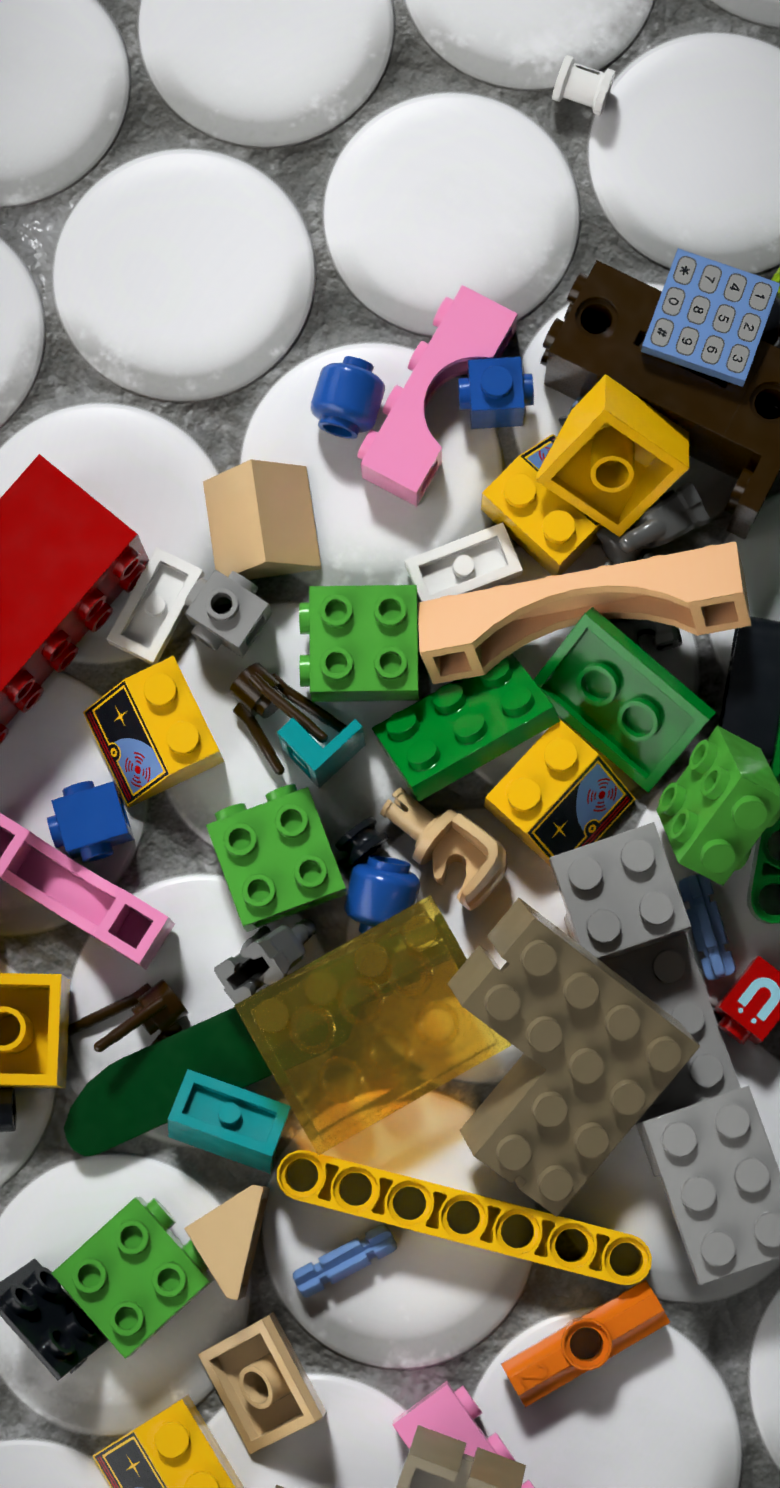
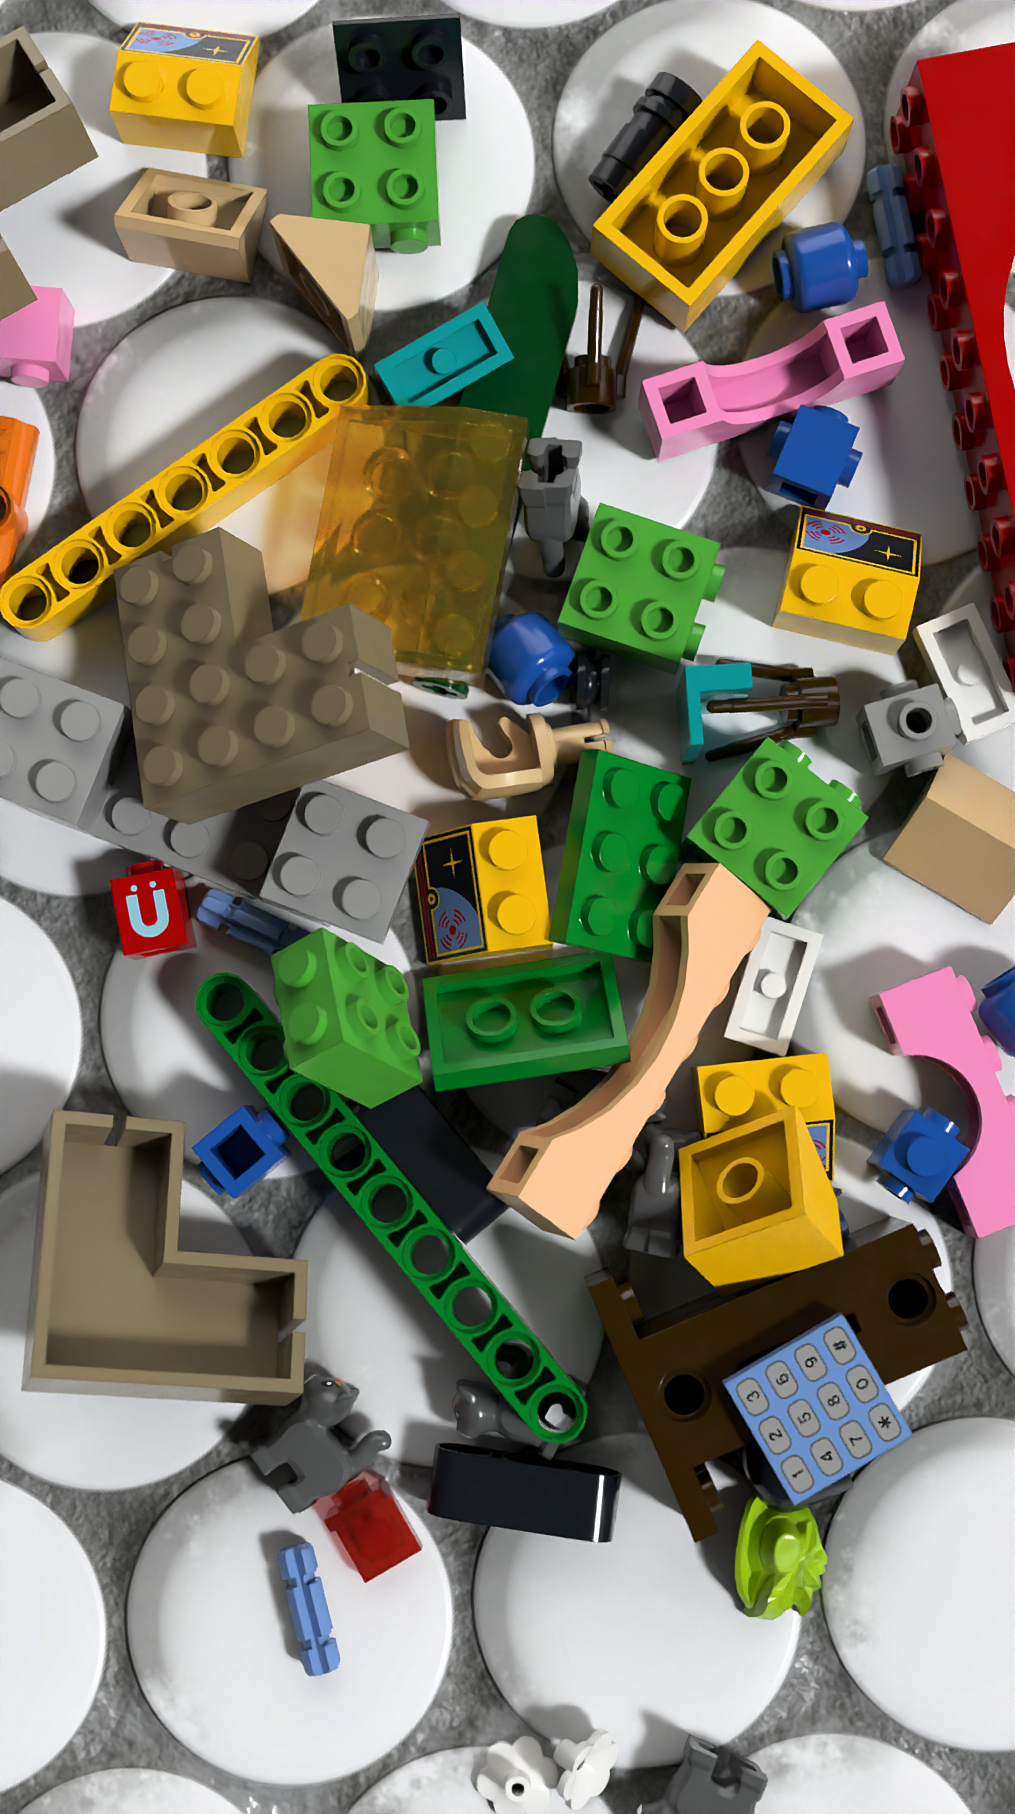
camera: 130 degrees right, 5 degrees up
(344, 1261) = (239, 367): medium blue axle -> none

